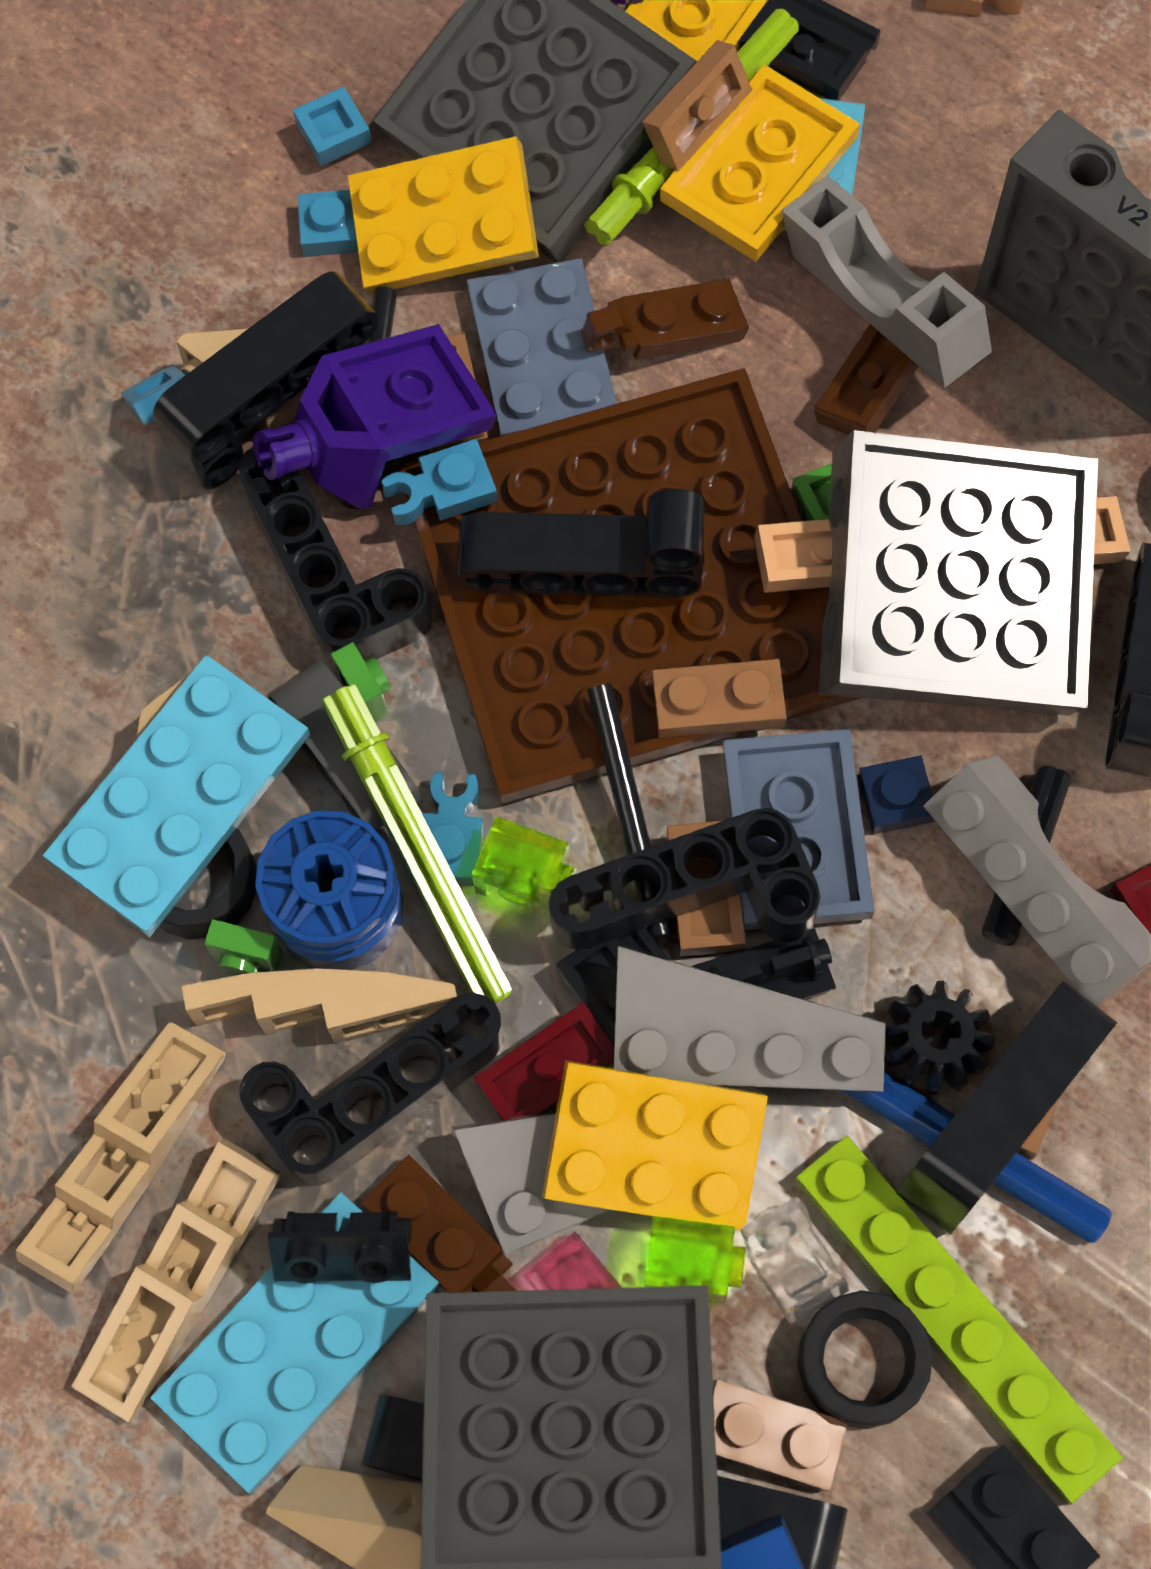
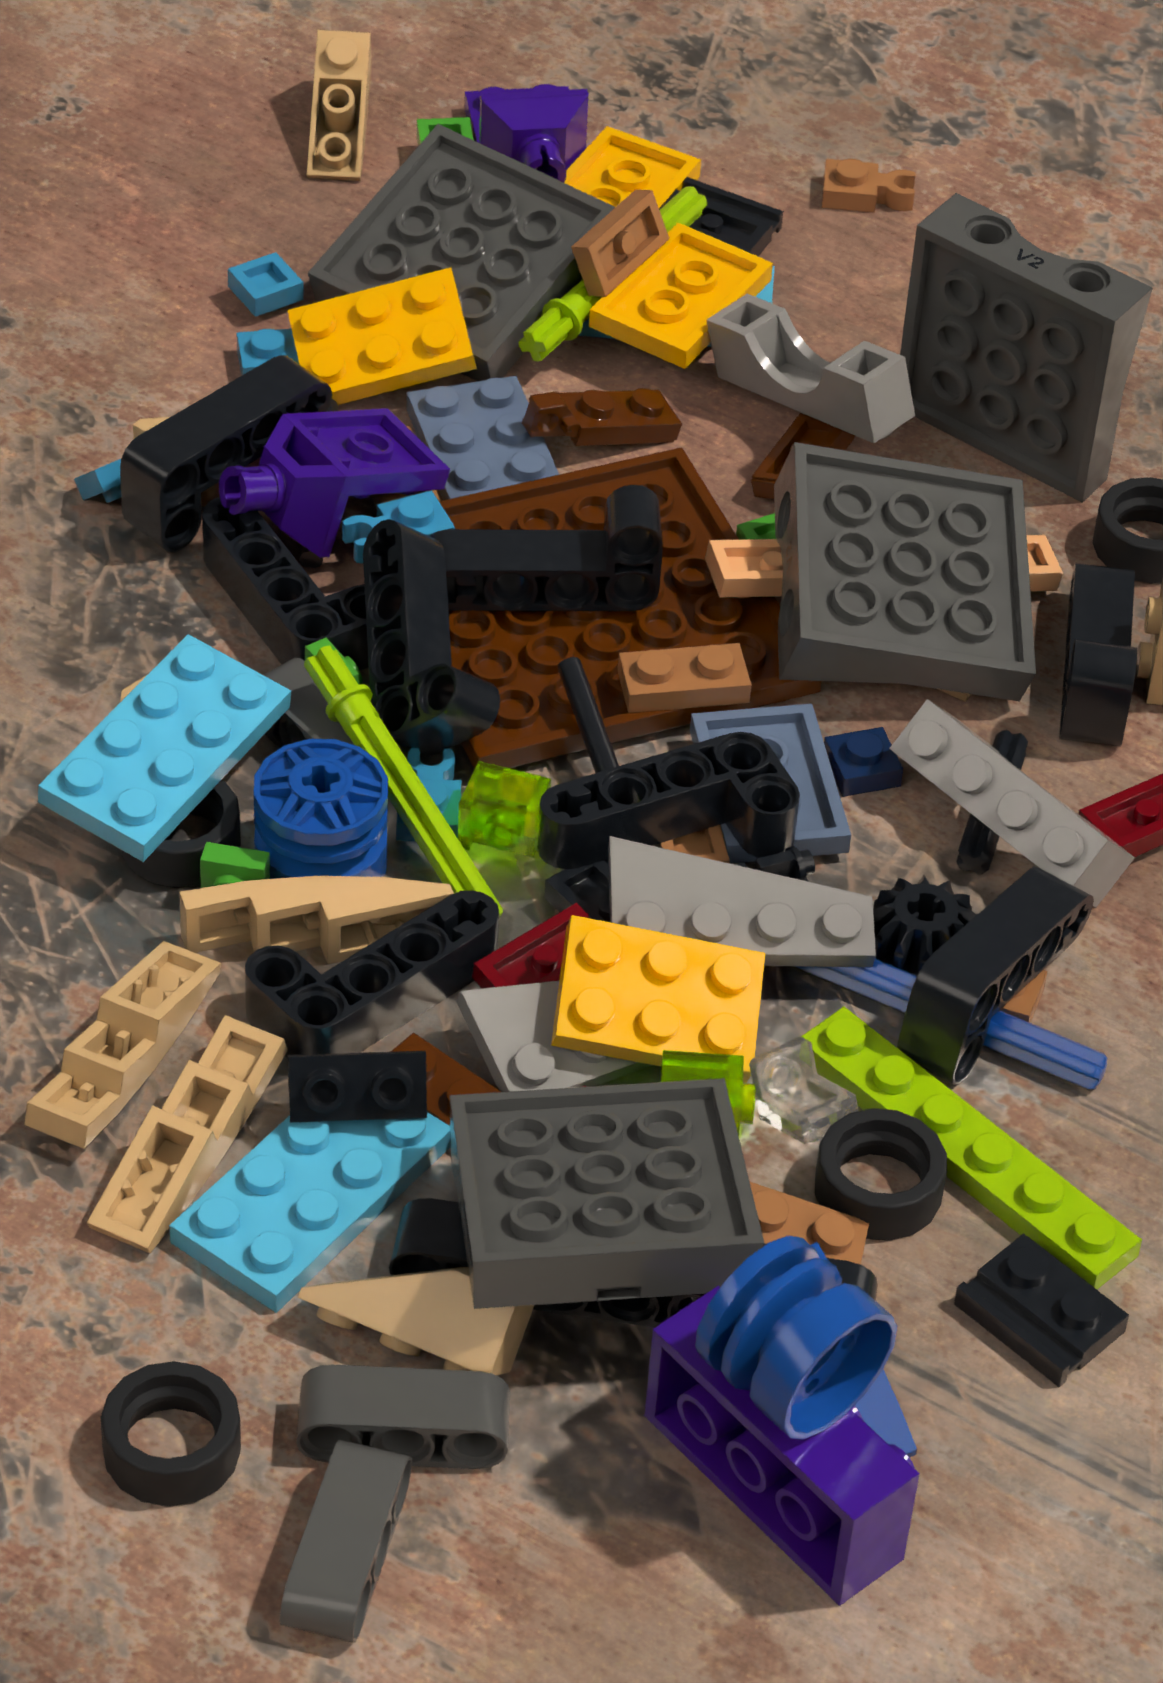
camera: 10 degrees left, 25 degrees down
(438, 658) = (409, 645): none -> black beam

